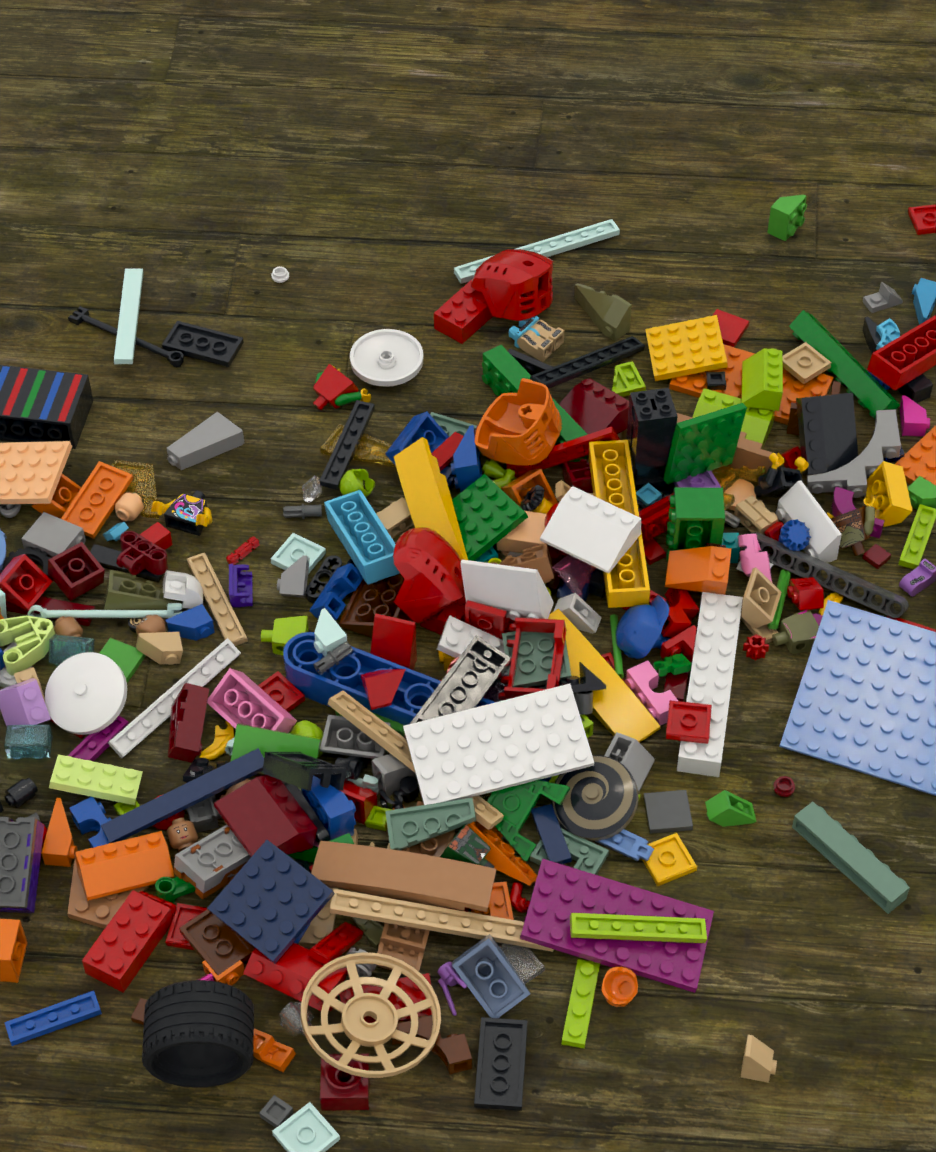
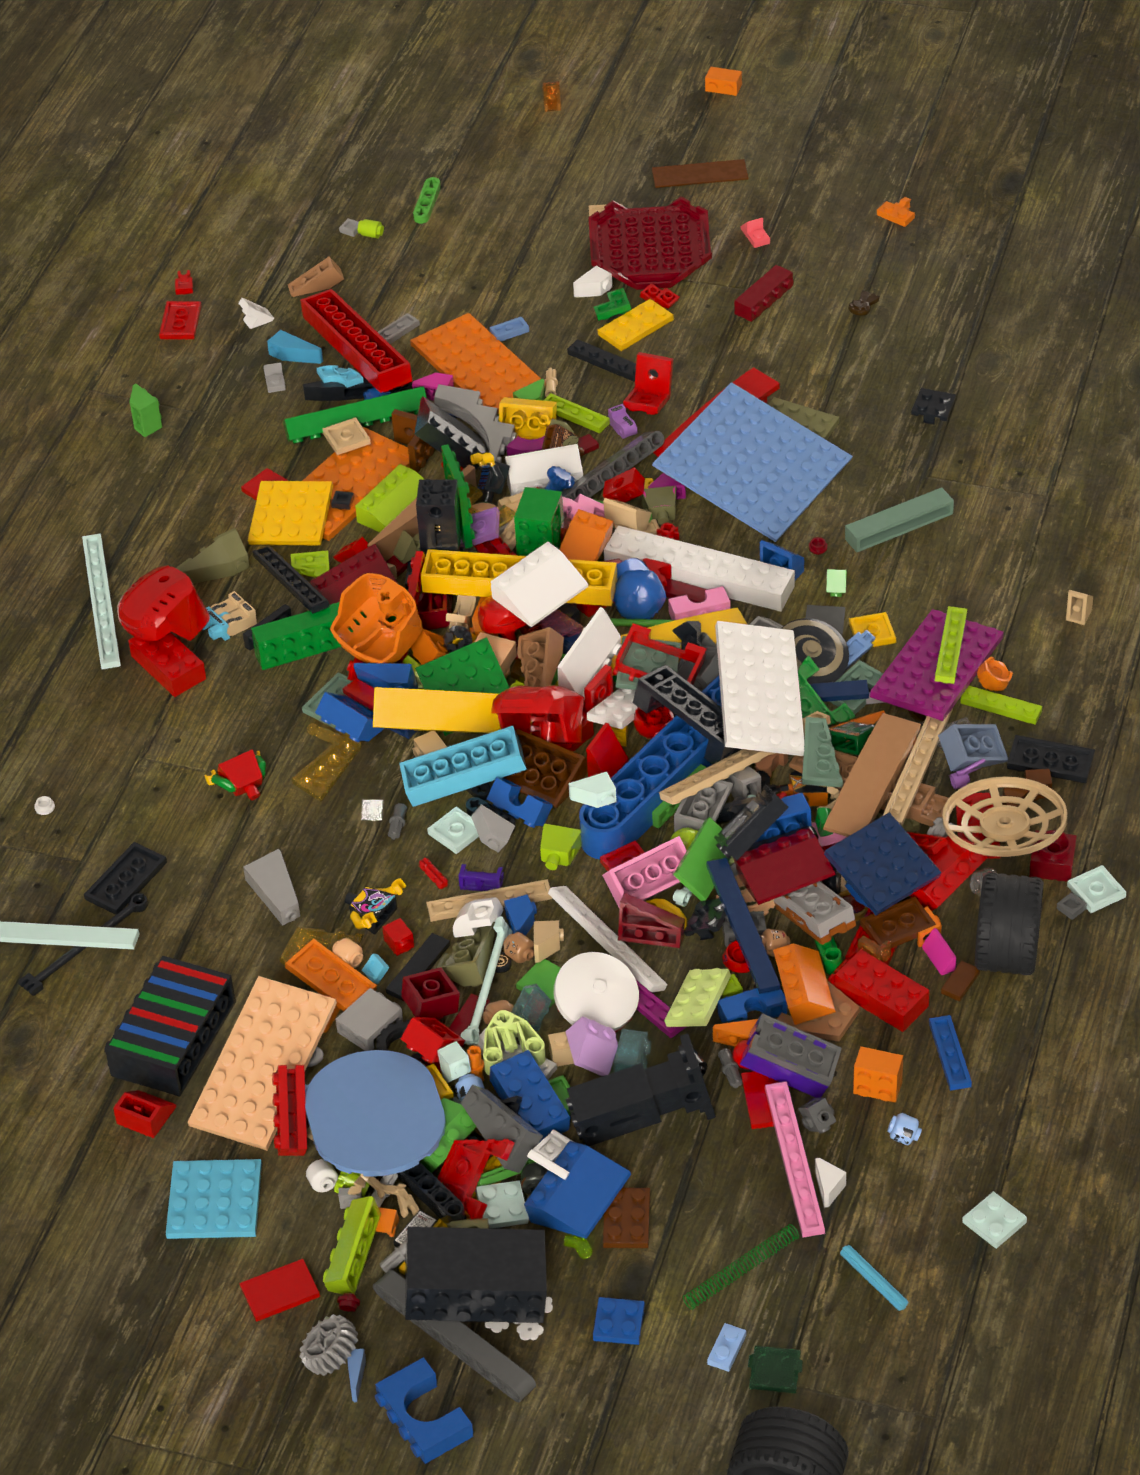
camera: 75 degrees left, 5 degrees down
(141, 554) = (421, 943): dark red beam -> none
(173, 922) = (871, 947): none -> clear orange bracket
(333, 658) = (623, 792): dark grey axle -> none
(347, 444) = (329, 770): black plate -> none
(353, 481) = (382, 773): lime hair -> none
(381, 686) = (663, 761): red slope -> none
(386, 357) = (214, 729): white dish -> none
(675, 664) = (677, 583): green plate -> none
(688, 722) = (750, 578): red tile -> none
(742, 752) = (781, 557): none -> blue slope
(763, 380) = (365, 461): lime slope -> none

